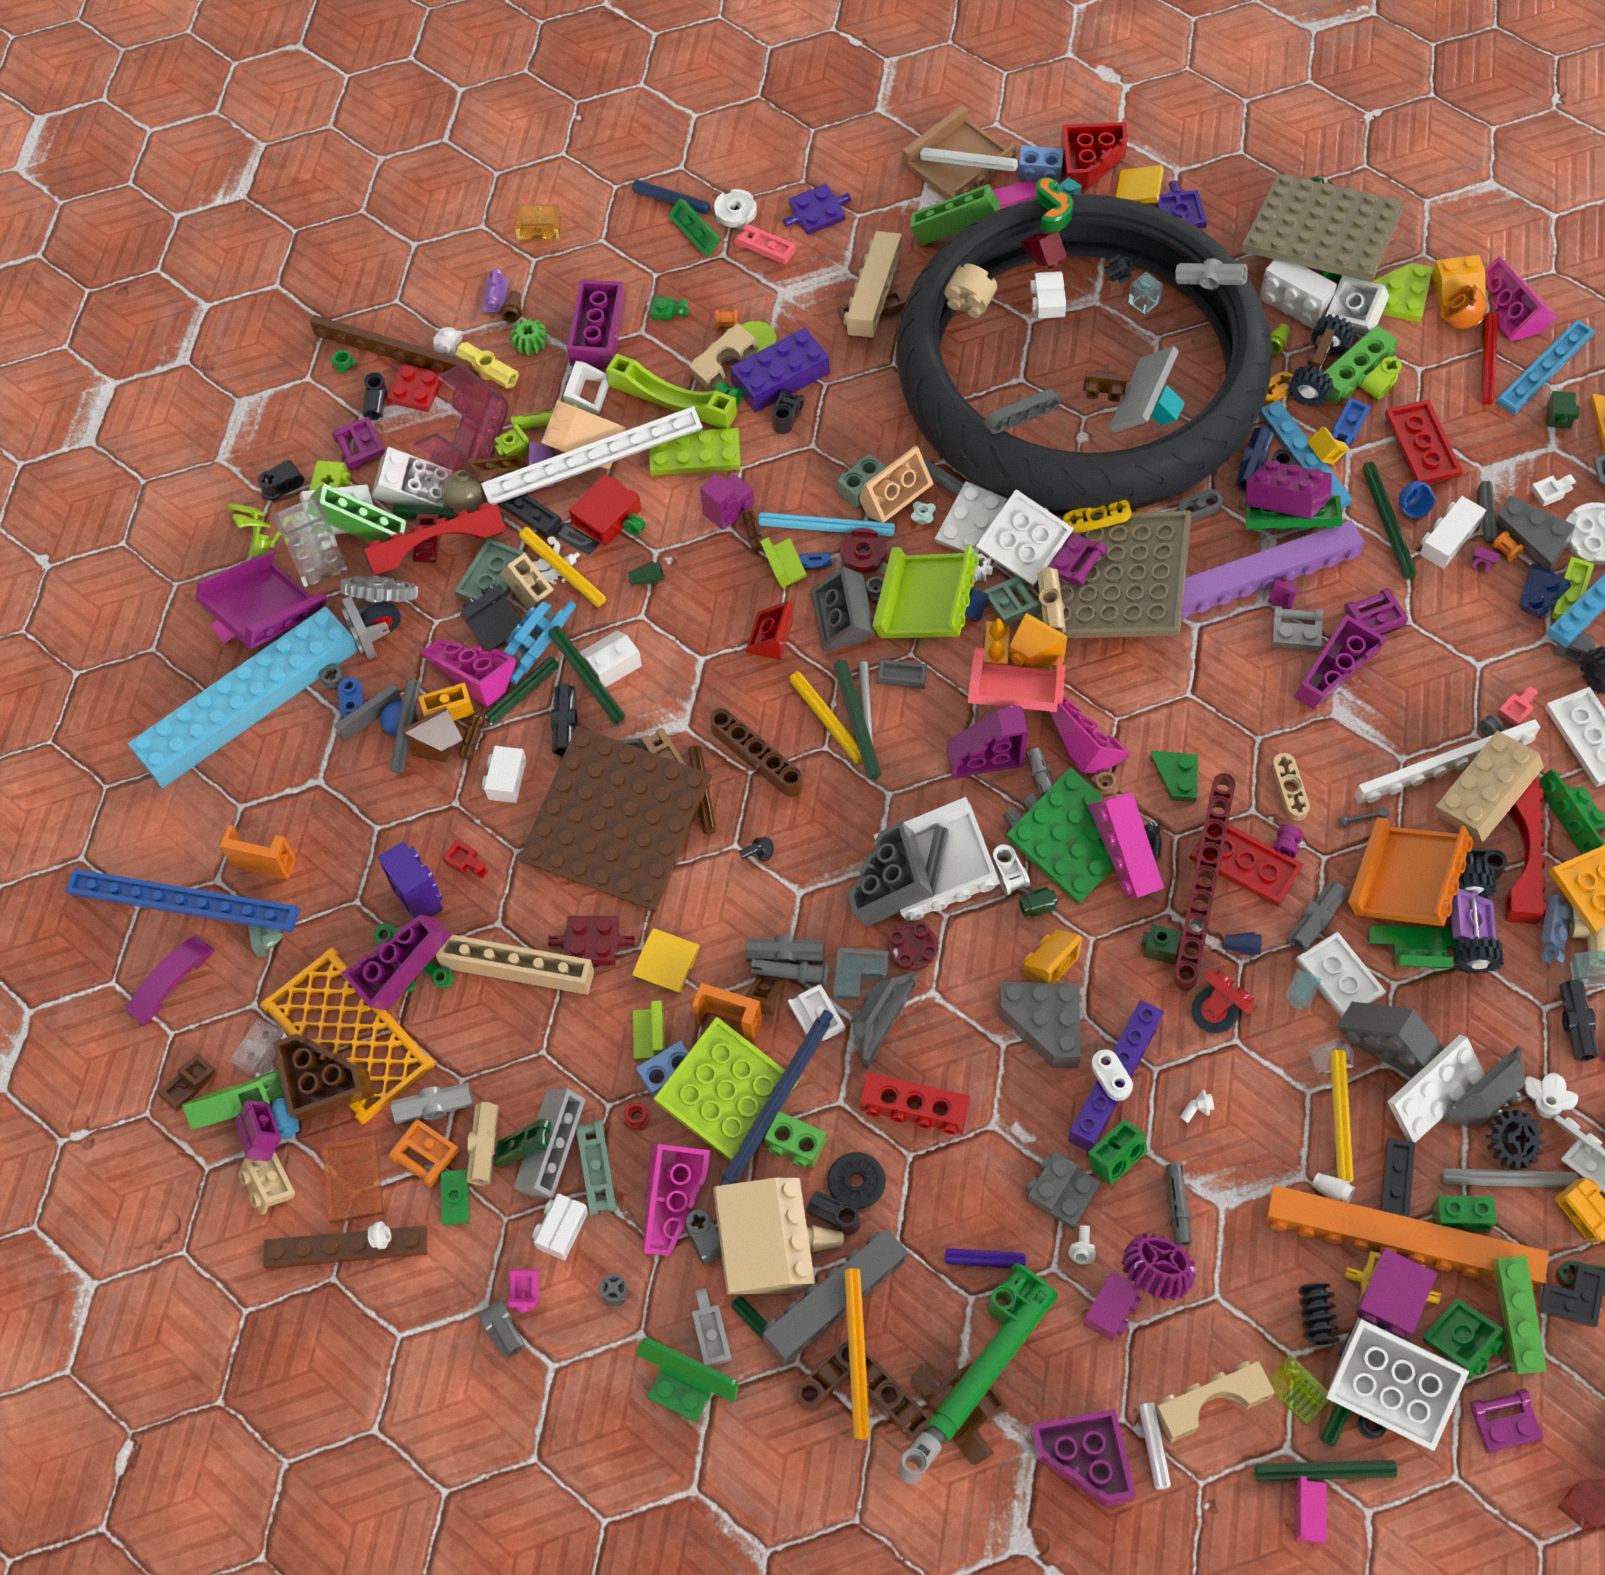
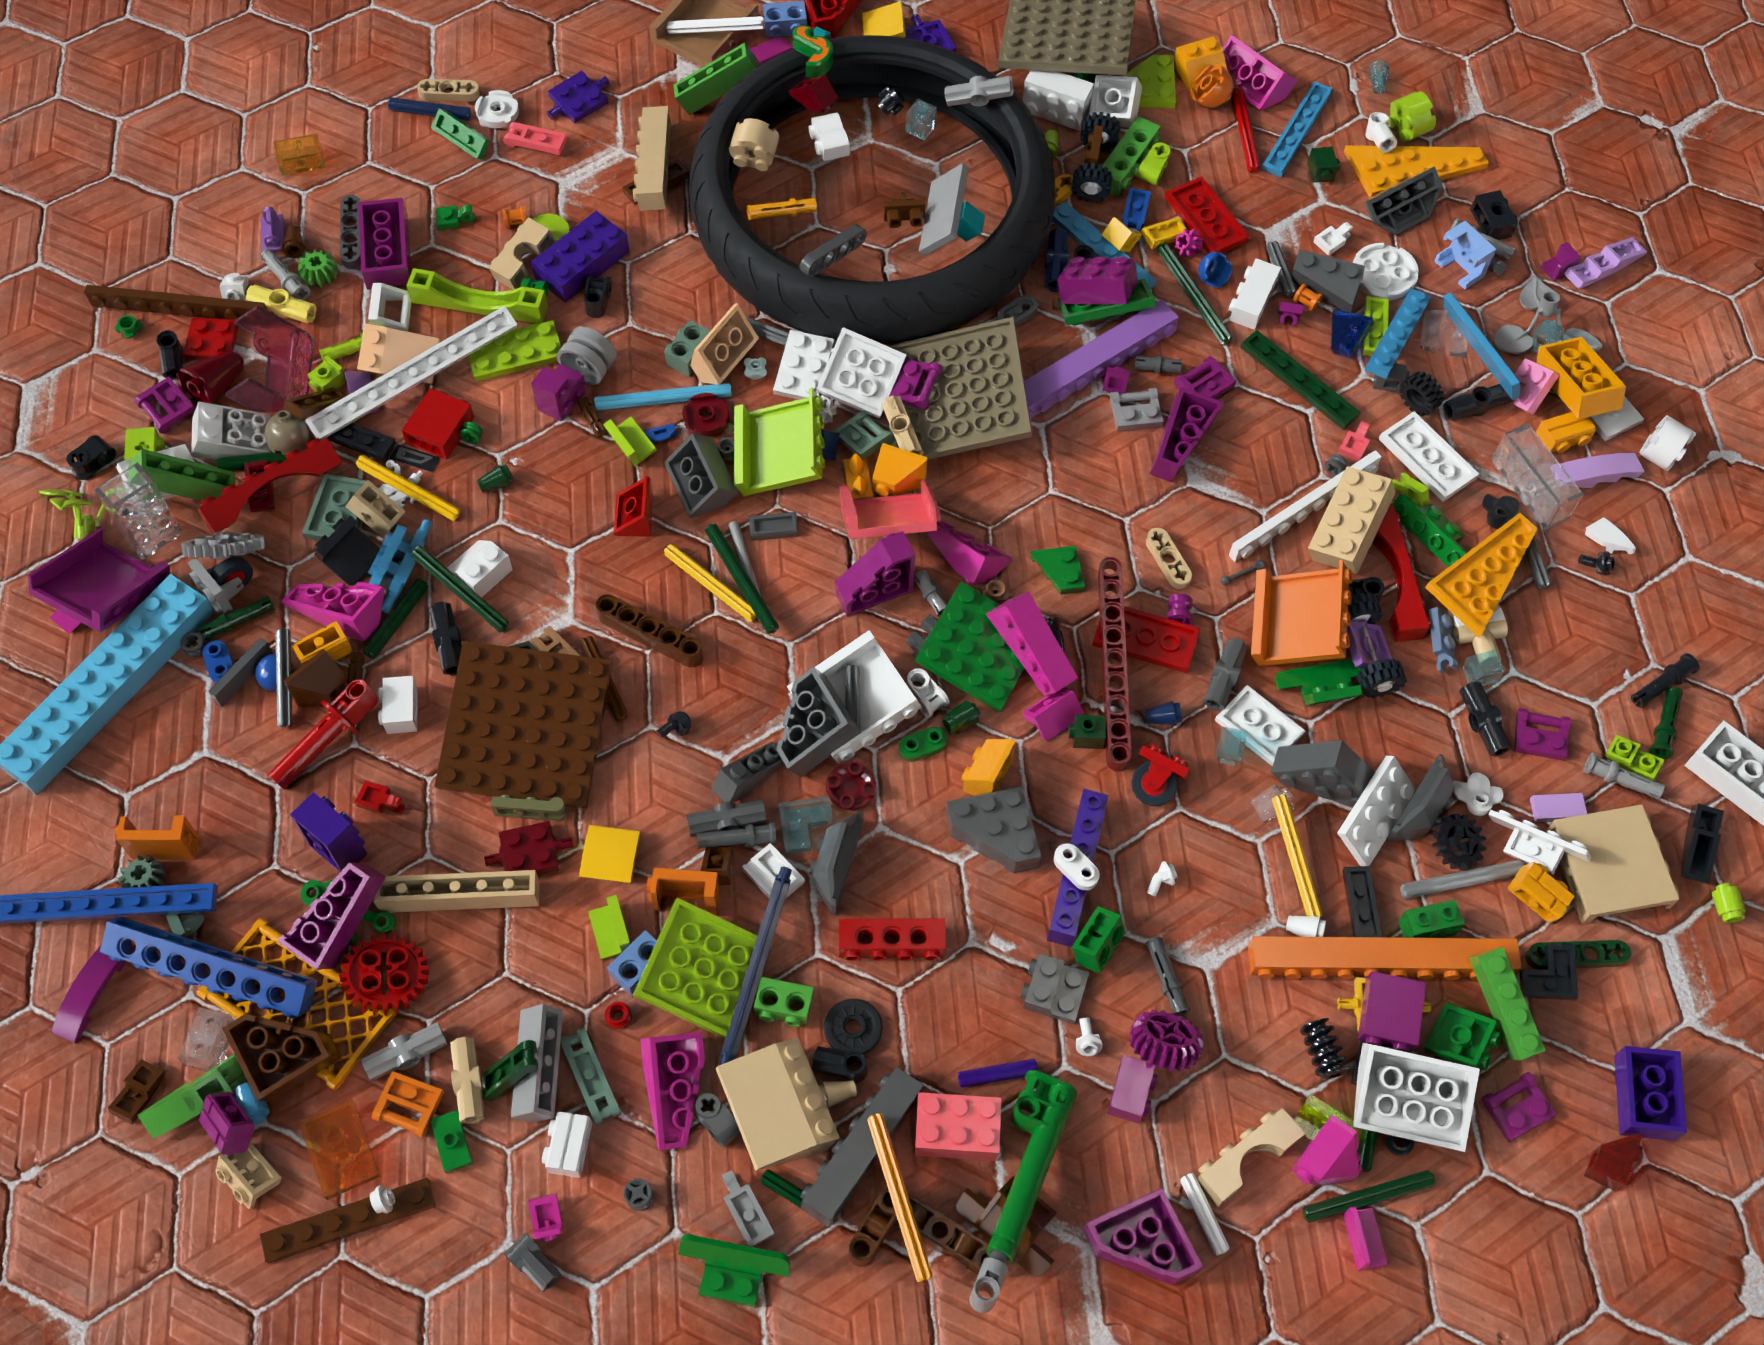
camera: 20 degrees left, 0 degrees up
(237, 882) = (142, 873): none -> sand green gear
(349, 1020) = (297, 987): none -> blue brick
(375, 660) = (236, 618): none -> dark green pin
(405, 424) = (210, 377): none -> dark red cone
(450, 772) = (341, 715): none -> red piece
(455, 1029) = (358, 976): none -> red gear
(500, 344) = (289, 280): none -> light grey pin
(566, 306) = (349, 231): none -> dark grey beam
(601, 899) = (529, 808): none -> olive plate
(708, 179) = (442, 84): none -> tan beam
(761, 469) = (587, 354): none -> light grey wheel
(814, 911) = (746, 773): none -> dark grey slope
(932, 1300) = (958, 1126): none -> coral brick
(994, 920) = (924, 744): none -> green plate
(1010, 360) = (789, 207): none -> light orange pin
(1115, 518) = (942, 338): yellow beam -> none
(1132, 917) = (1054, 712): none -> dark pink panel
(1292, 1420) = (1330, 1155): none -> dark pink wedge
(1331, 586) = (1158, 364): none -> dark grey pin
(1374, 450) = (1163, 232): none -> yellow plate
(1396, 466) = (1189, 243): none -> dark pink gear
(1477, 630) = (1300, 379): none -> dark green plate
(1566, 768) = (1413, 489): none -> lime plate

